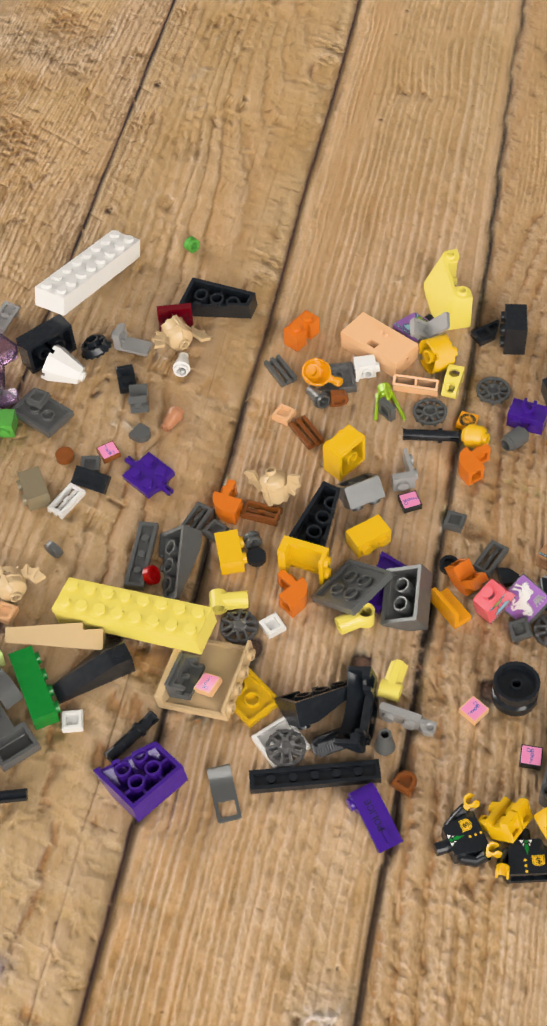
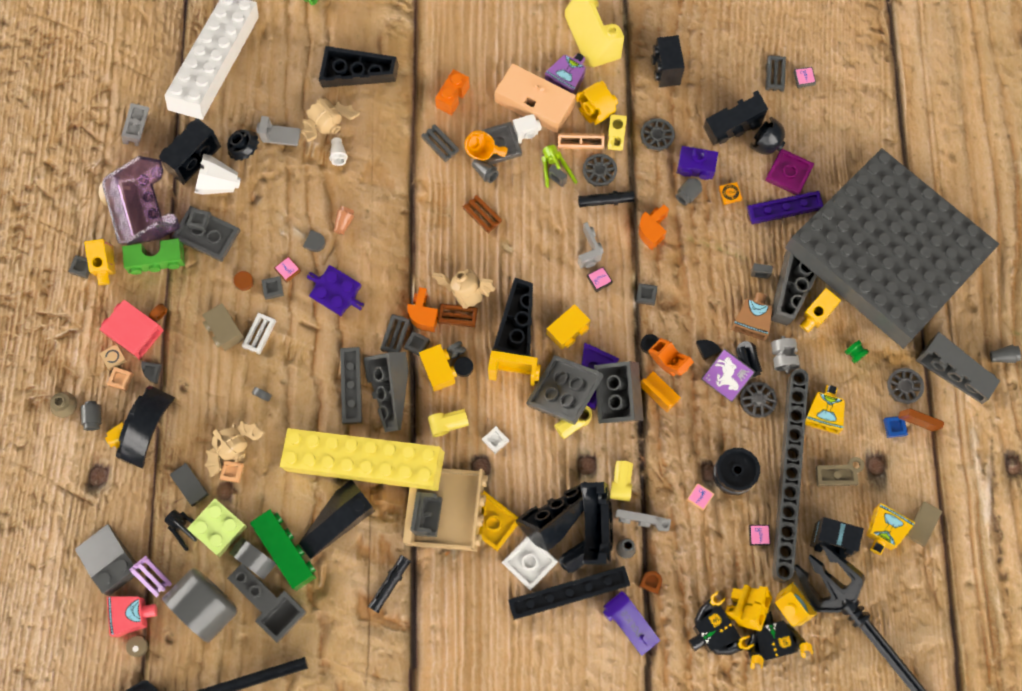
camera: 15 degrees left, 20 degrees up
(57, 635) = (294, 492): tan wedge -> none
(72, 721) = (329, 576): white tile -> none
(91, 479) = (278, 306): black tile -> none
(125, 377) = (284, 179): black bracket -> none
(139, 398) = (303, 202): dark grey brick -> none
(142, 779) = (411, 628): dark purple wedge -> none
(151, 575) = (366, 407): red tile -> none
(181, 310) = (309, 94): dark red bracket -> none
(208, 684) = (450, 519): tile -> none
(223, 790) = (487, 620): dark grey piece -> none
(239, 626) = (463, 446): flat silver wheel -> none
(283, 414) = (454, 195): light nougat tile -> none
(285, 747) = (537, 570): flat silver wheel -> none
(295, 593) = (512, 403): orange brick -> none
(338, 398) = (506, 169): dark orange tile -> none
(344, 452) = (526, 237): yellow brick -> none
(361, 491) = (549, 276): slope -> none
(423, 330) = (586, 76): light grey bracket -> none
(465, 419) = (638, 176): light orange tile -> none
(475, 436) = (650, 194): yellow head -> none
(485, 333) = (638, 65): black tile -> none
(491, 570) = (682, 345): dark grey tile -> none
(492, 600) = (701, 381): coral torso -> none
(520, 629) = (729, 405): dark grey tile -> none

